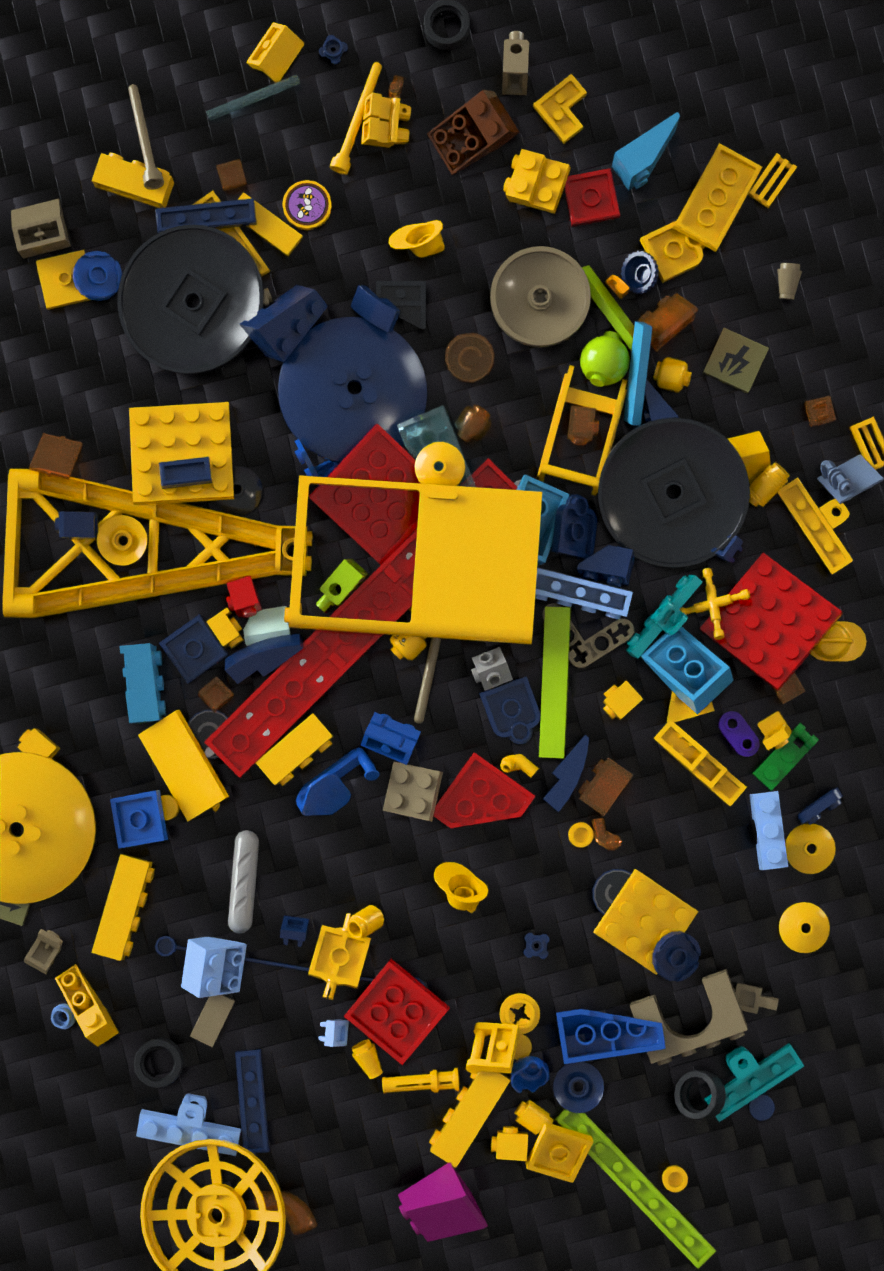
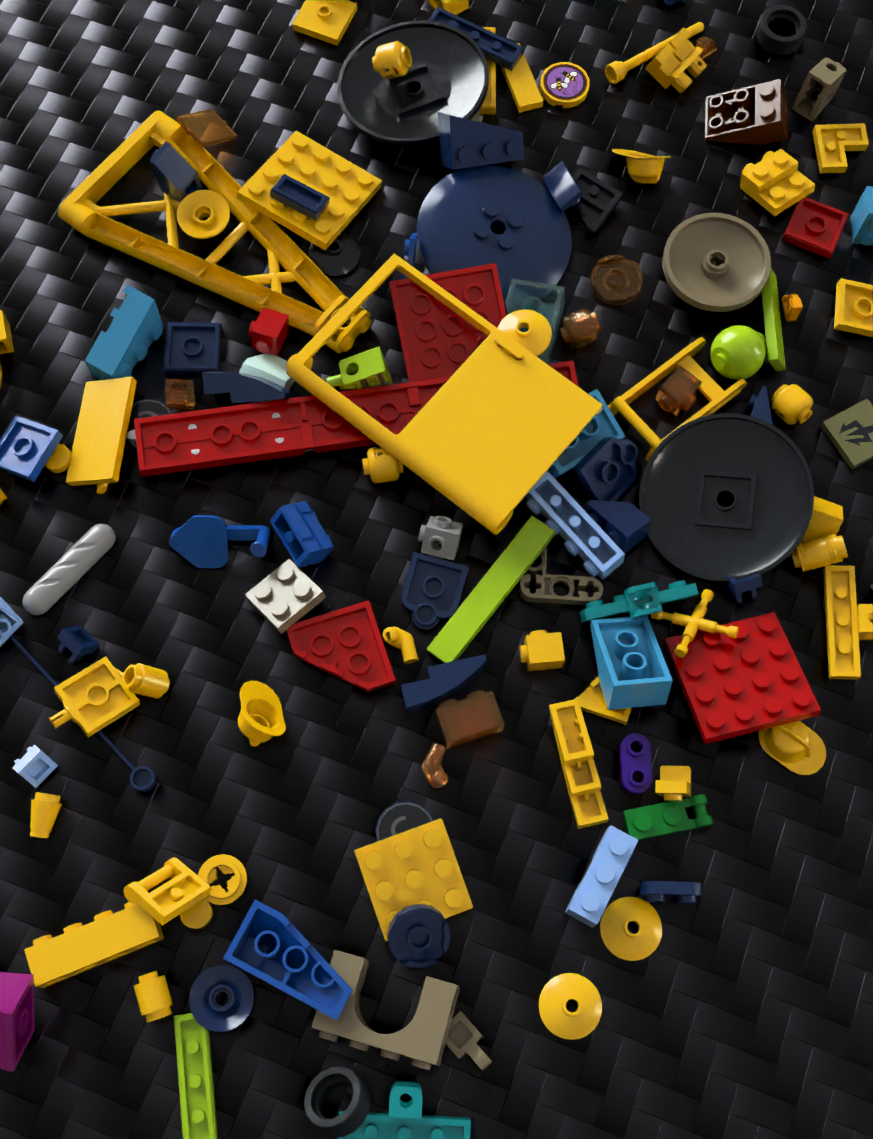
camera: 25 degrees right, 15 degrees down
(97, 275) = (350, 24): blue tile -> none
(164, 296) = (392, 60): none -> yellow head
(226, 629) = (233, 346): yellow brick -> none
(231, 174) = (519, 28): clear orange tile -> none
(295, 750) = (208, 486): yellow brick -> none
(396, 1011) = (106, 786): red plate -> none
(427, 680) = (378, 509): dark tan piece -> none
(434, 1081) = (87, 884): yellow pin -> none
(510, 1144) = (109, 1006): yellow brick -> none
(529, 1074) = (183, 946): blue hair -> none
(532, 939) = (289, 833): dark blue plate -> none
(559, 1152) = (149, 1052): yellow plate -> none
(580, 834) = (412, 750): yellow tile -> none
(637, 373) = (765, 372): dark azure tile -> none
(640, 272) = (821, 304): dark blue hat -> none
(669, 319) = (818, 358): clear orange slope -> none
(790, 689) = (716, 754): clear orange plate -> none

